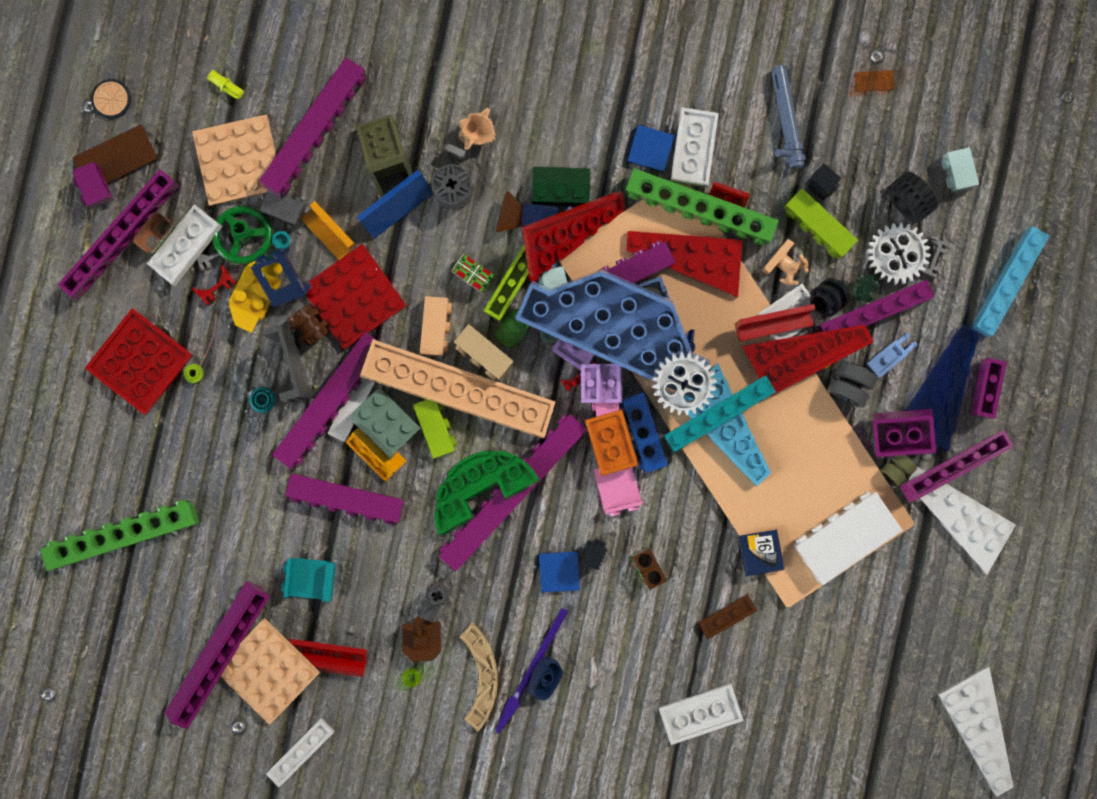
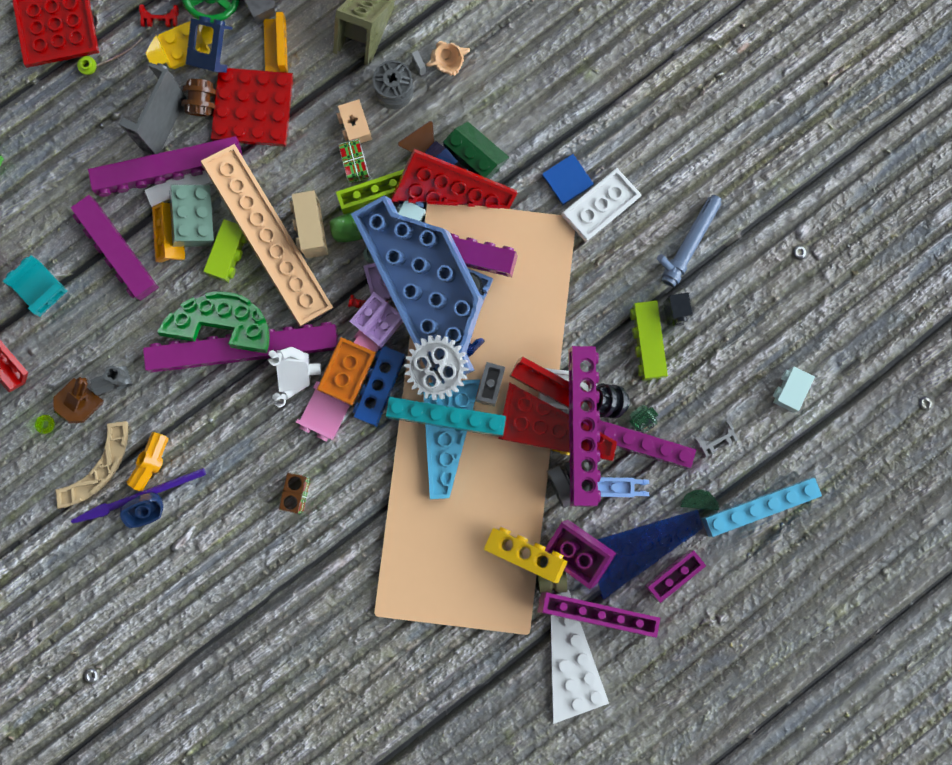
camera: 40 degrees right, 5 degrees down
(258, 396) = (112, 124): teal cone -> none
(281, 240) = (236, 21): teal tile -> none
(395, 204) = (338, 62): blue tile -> none
(435, 326) = (292, 176): light nougat brick -> none
(439, 234) = (353, 112): none -> light nougat brick
(517, 638) = (148, 461): none -> light orange piece
(559, 571) = (225, 438): blue tile -> none
(570, 478) = (292, 372): none -> white torso
(594, 553) = (260, 445): black brick -> none
(699, 258) = (535, 291): red wing -> none
(700, 714) = (237, 641): white tile -> none
(727, 616) = (323, 583): reddish brown tile -> none
(729, 194) = (595, 262): red plate -> none
(730, 360) = (490, 384): none -> flat silver brick
(761, 553) = (389, 554): slope -> none
(766, 224) = (537, 192): bright green brick -> none
(786, 264) = (597, 340): light nougat piece -> none
(832, 345) = (590, 357): none -> magenta brick
(837, 479) = (496, 546): none -> yellow brick
(847, 537) = (466, 598): white brick -> none
(874, 81) = (782, 268): clear orange tile -> none
(881, 260) = (675, 408): white gear -> none
(912, 197) = (737, 377): black tyre -> none
(958, 314) = (700, 500): none -> clear green tile

